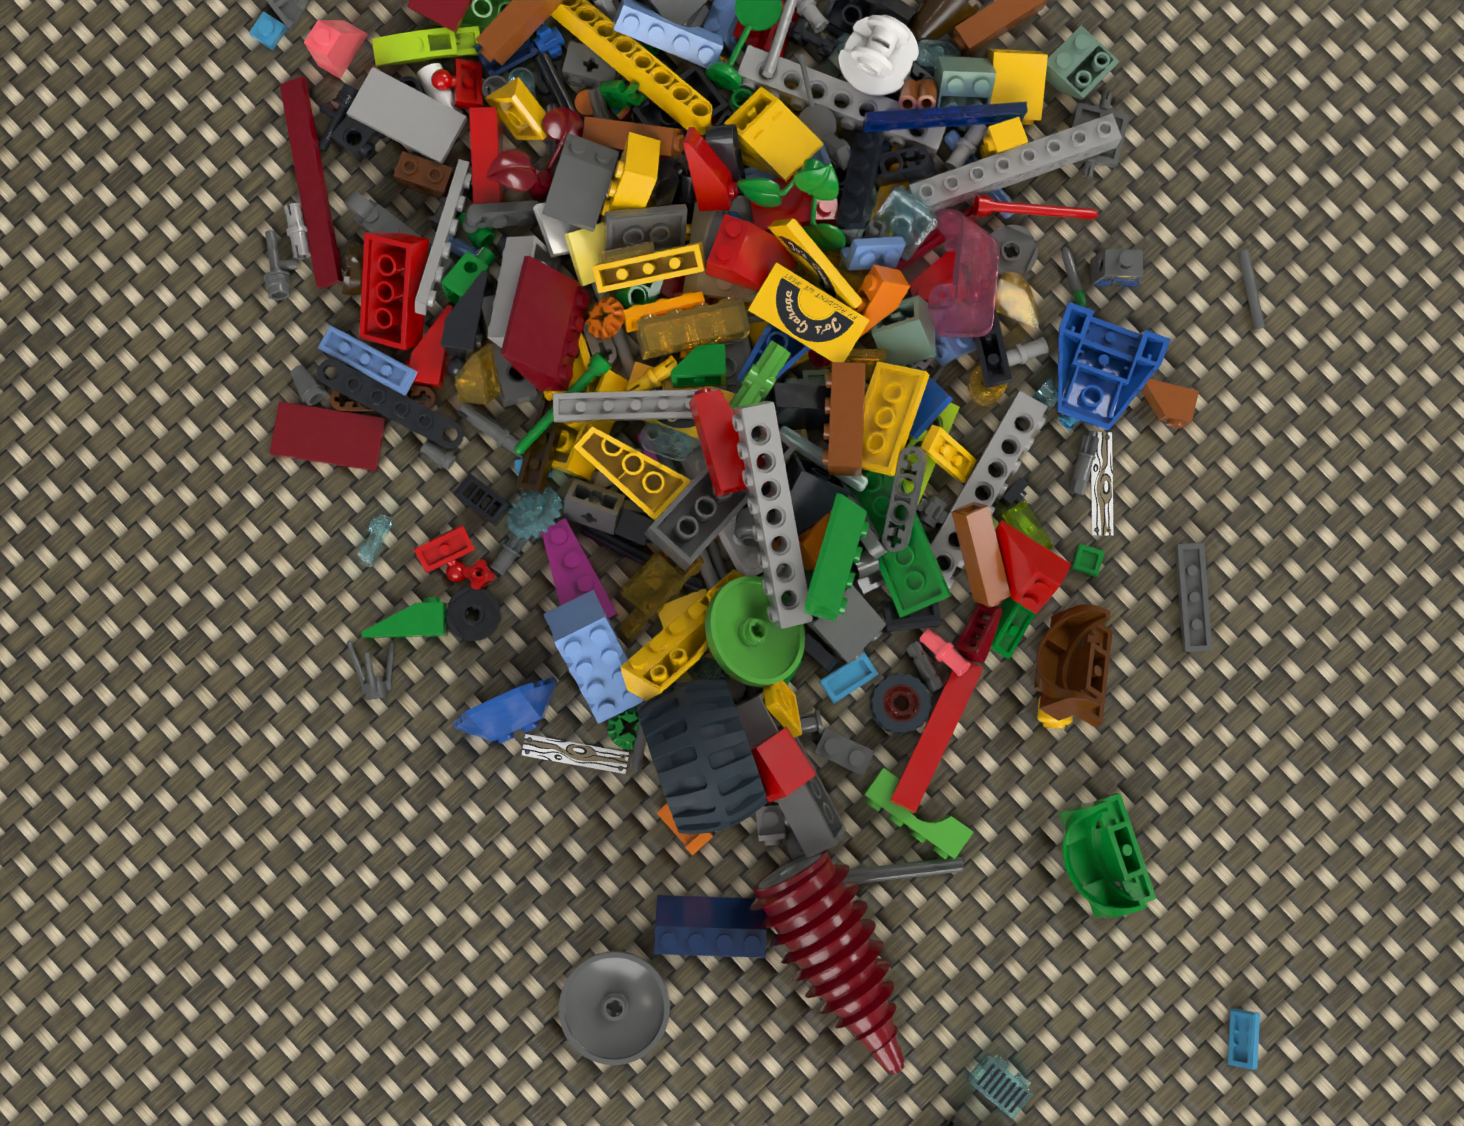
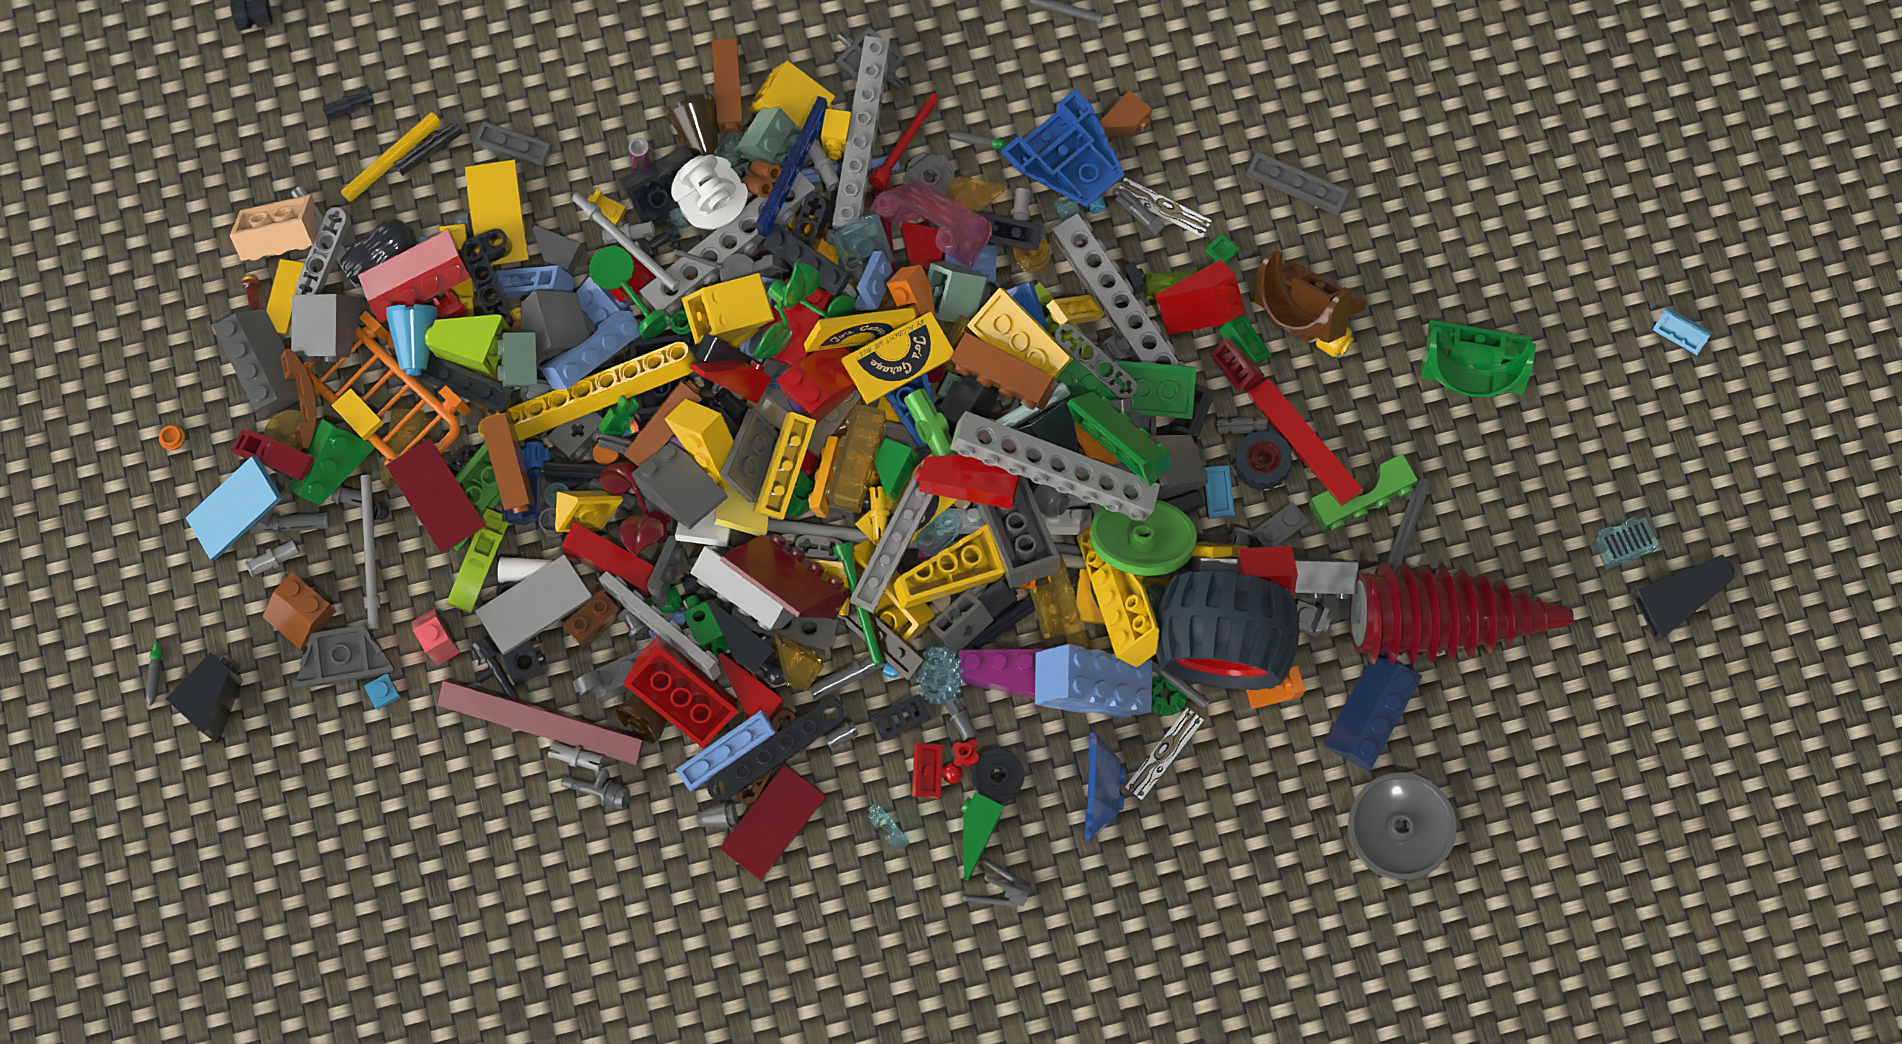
camera: 55 degrees left, 10 degrees down
(466, 83) = (530, 542): red plate -> none
(611, 323) = (812, 524): orange gear -> none
(626, 252) = (761, 478): clear yellow tile -> none
(944, 652) = (1239, 401): coral pin -> none
(981, 554) = (1173, 327): brick -> none
(1079, 64) = (806, 42): sand green slope -> none
(1119, 268) = (994, 97): dark grey torso -> none

